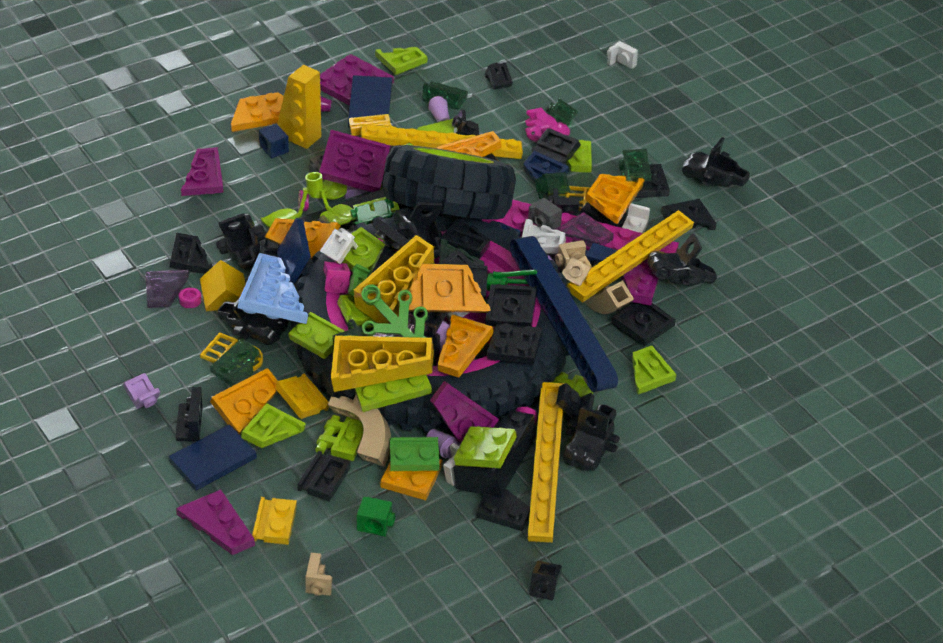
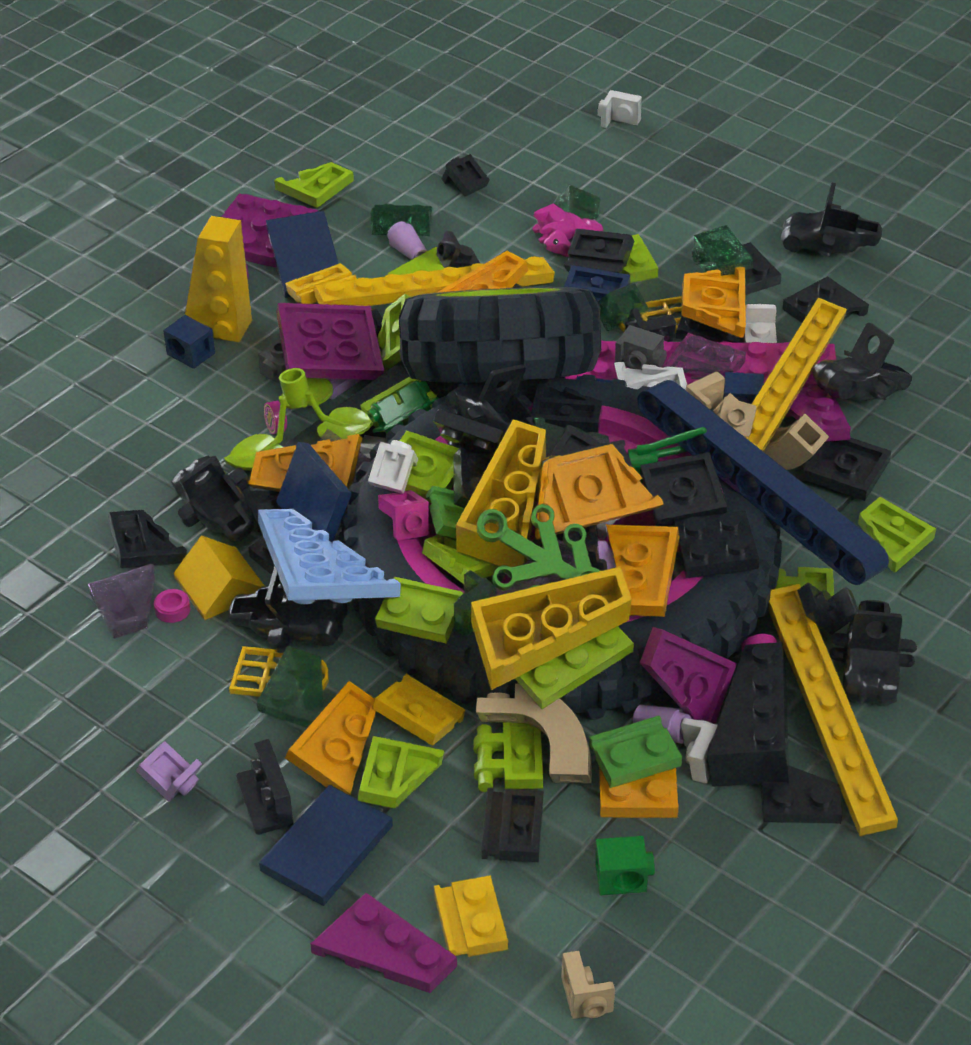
camera: 15 degrees left, 0 degrees up
(204, 174) = (108, 414): magenta wing -> none
(257, 111) = (147, 304): light orange wing -> none
(485, 447) = (744, 711): lime plate -> none
(544, 580) = (920, 888): black bracket -> none

